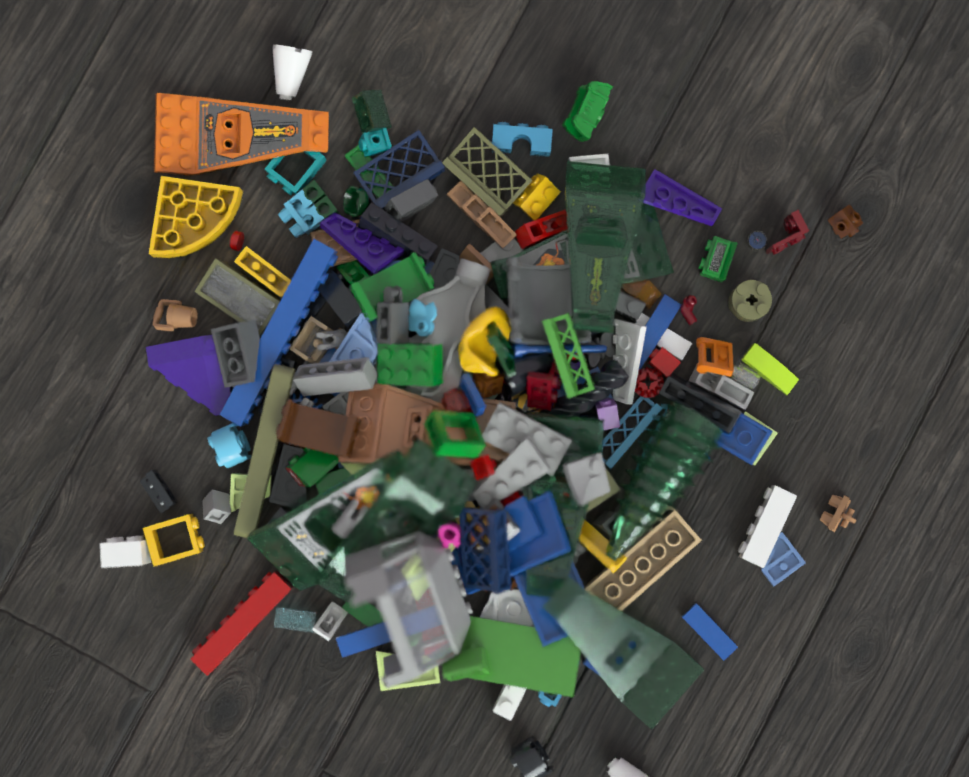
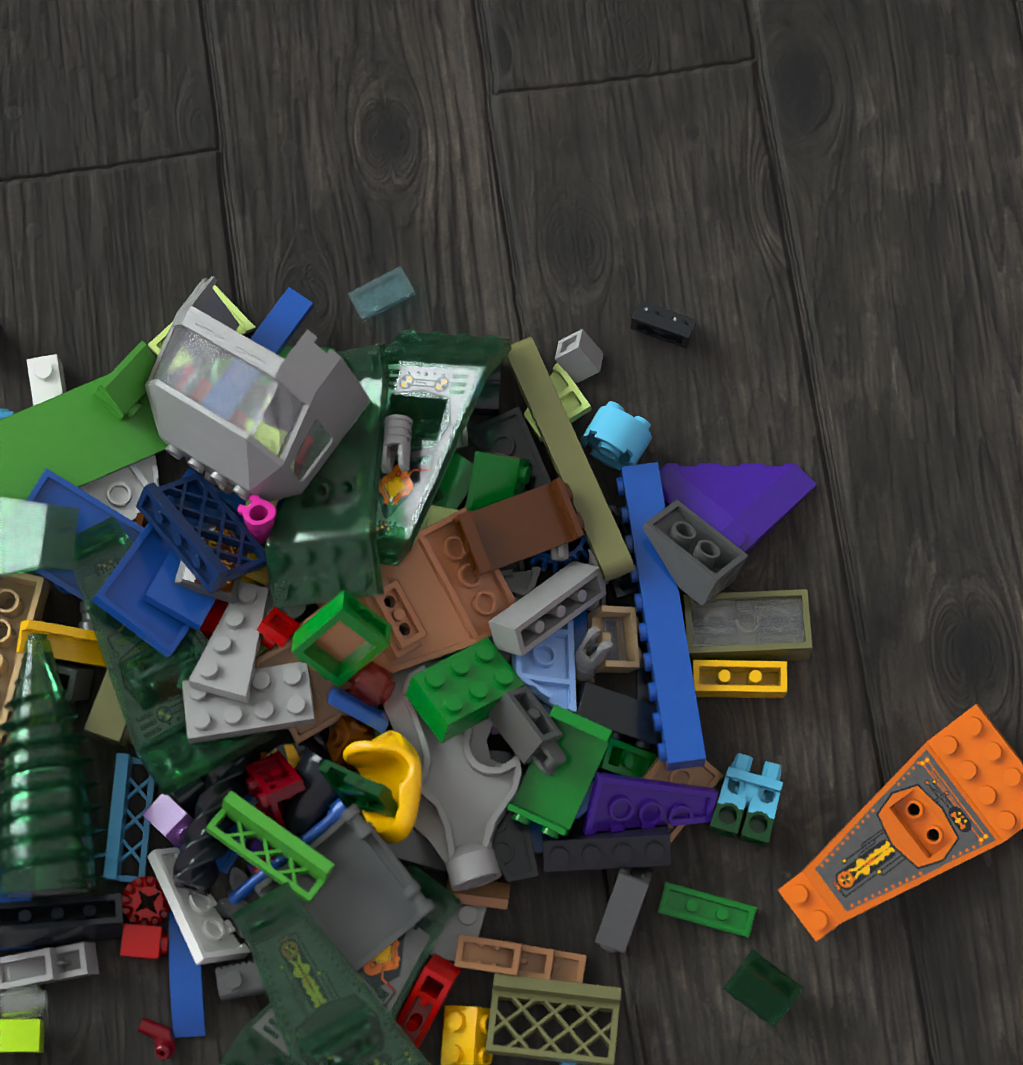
camera: 145 degrees right, 10 degrees down
(122, 552) = (645, 223): white brick -> none
(154, 544) = (617, 257): yellow window -> none
(177, 315) = (807, 547): medium nougat piece -> none
(191, 215) = (888, 682): yellow brick -> none
(237, 240) = (807, 695): red tile -> none
(241, 623) = (443, 244): red brick -> none
(289, 69) = (912, 966): white cone -> none
(319, 161) = (796, 810): teal window -> none
(330, 621) = (337, 320): white slope -> none
(355, 201) = (694, 856): dark green hair -> none
(371, 148) = (719, 960): teal brick -> none
(420, 316) = (493, 758): medium azure plate -> none
(429, 172) = (643, 929): dark blue fence -> none
(587, 478) = (134, 706): light grey plate -> none
(643, 291) = (233, 1015): clear orange slope -> none
(670, 341) = (154, 977): white tile -> none
(721, 356) = (72, 1002): orange plate -> none

